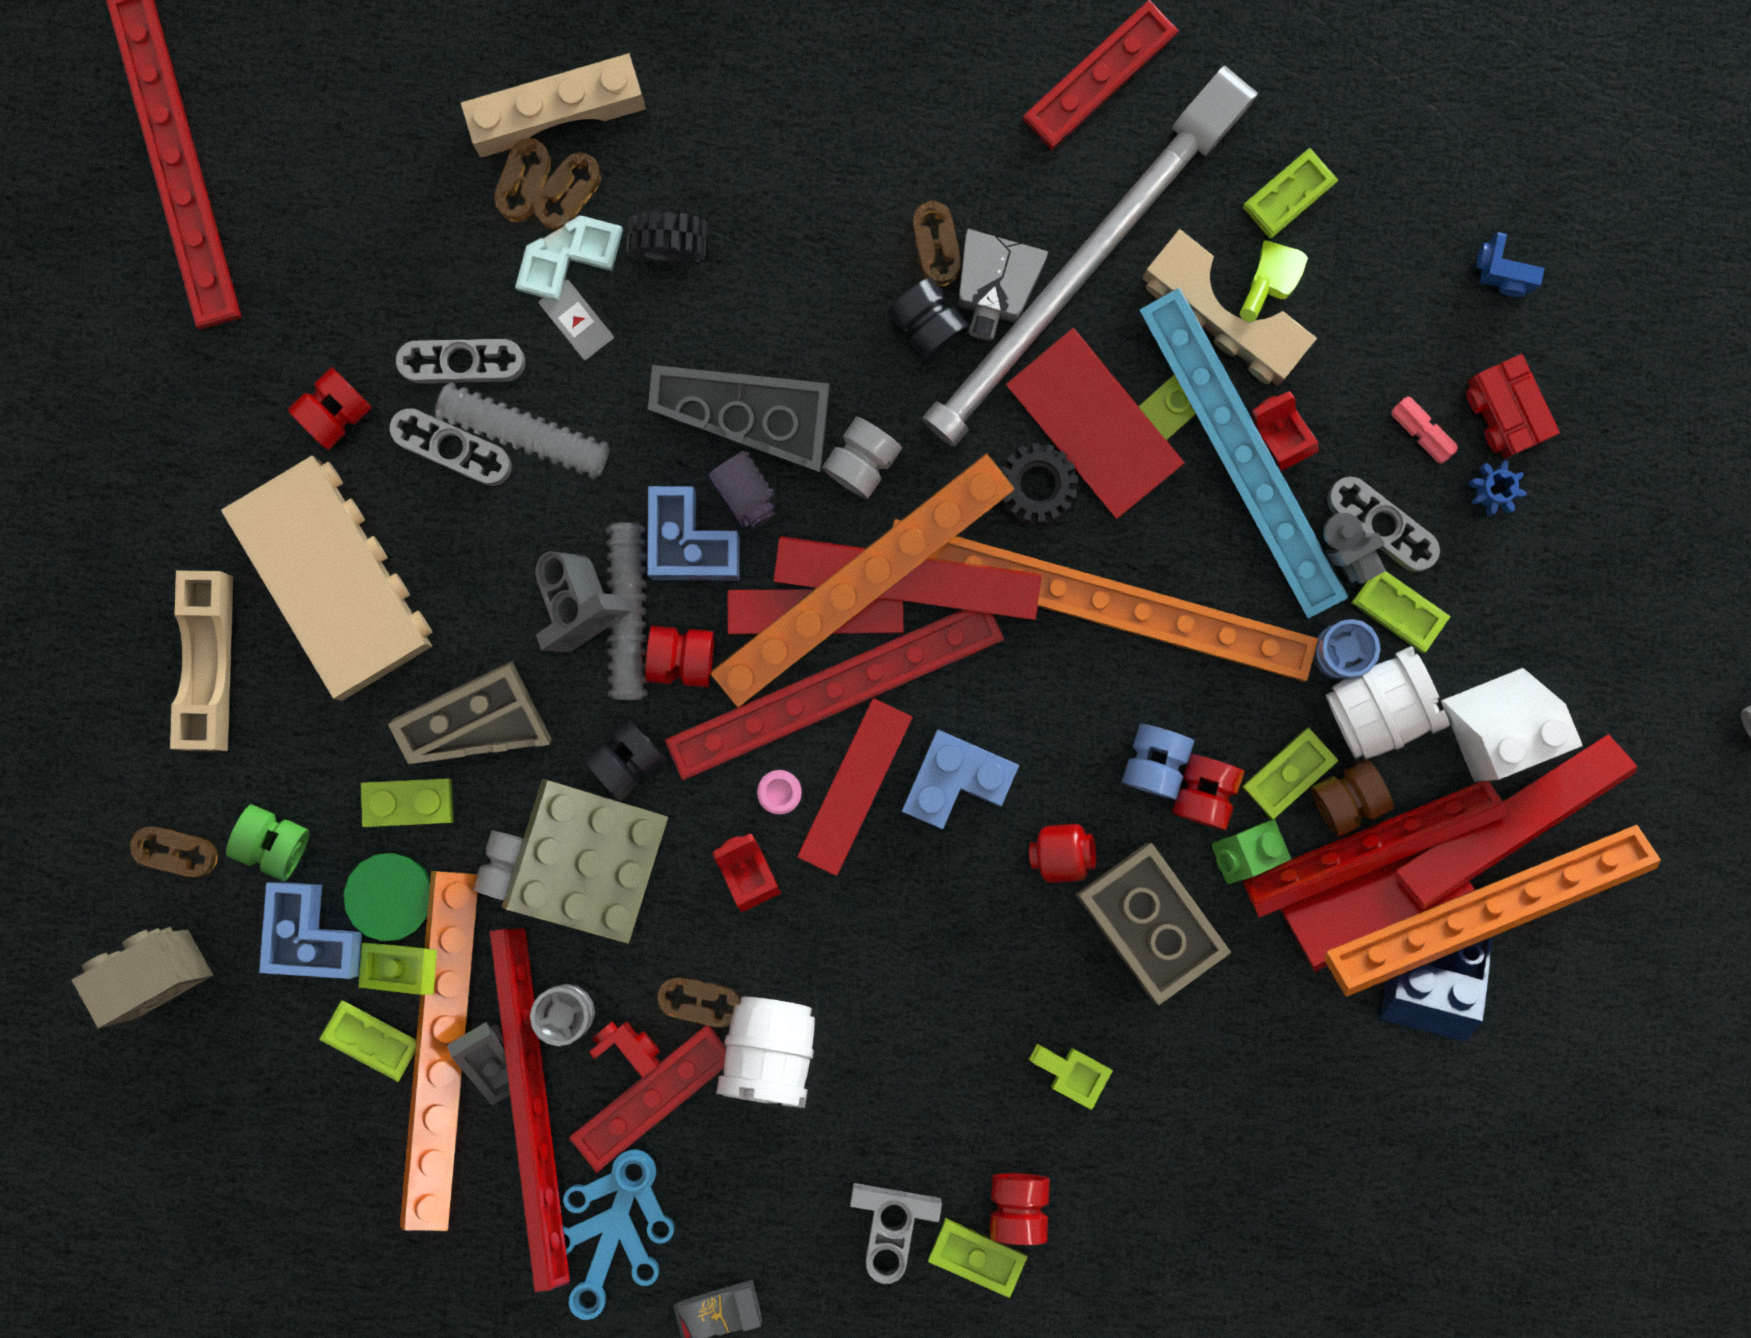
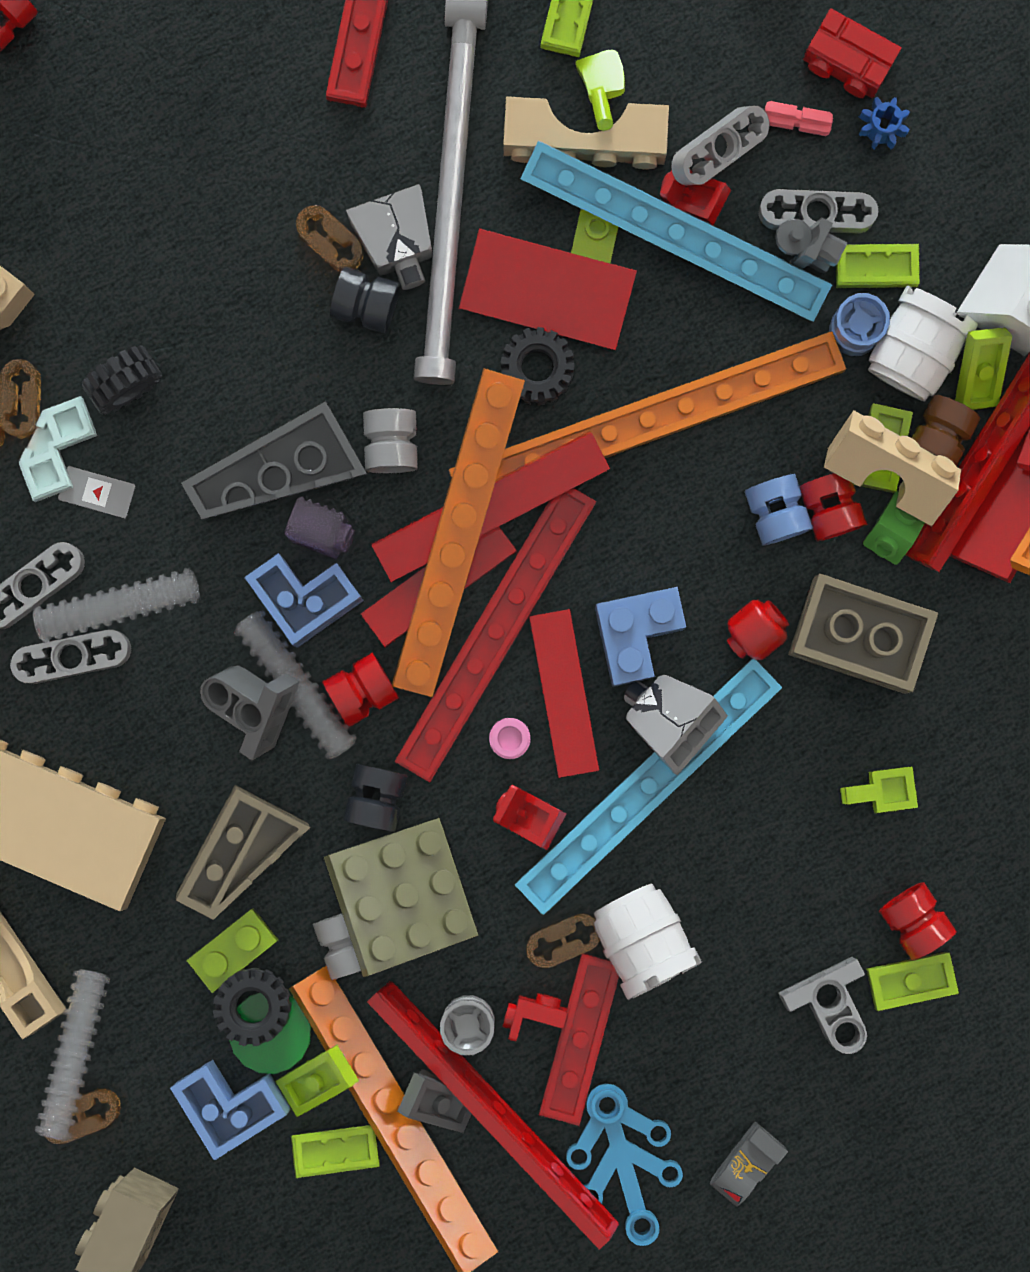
camera: 30 degrees left, 0 degrees up
(203, 793) = (72, 1055): none -> clear piece
(253, 836) = (134, 1061): bright green wheel -> none
(361, 864) = (228, 1016): none -> black tyre
(869, 920) = (639, 796): none -> medium azure plate
(932, 877) = (673, 718): none -> light grey torso
(1274, 762) = (868, 446): none -> tan arch
(1323, 394) = (704, 145): none -> light grey beam
(1427, 767) = (983, 368): none -> lime plate

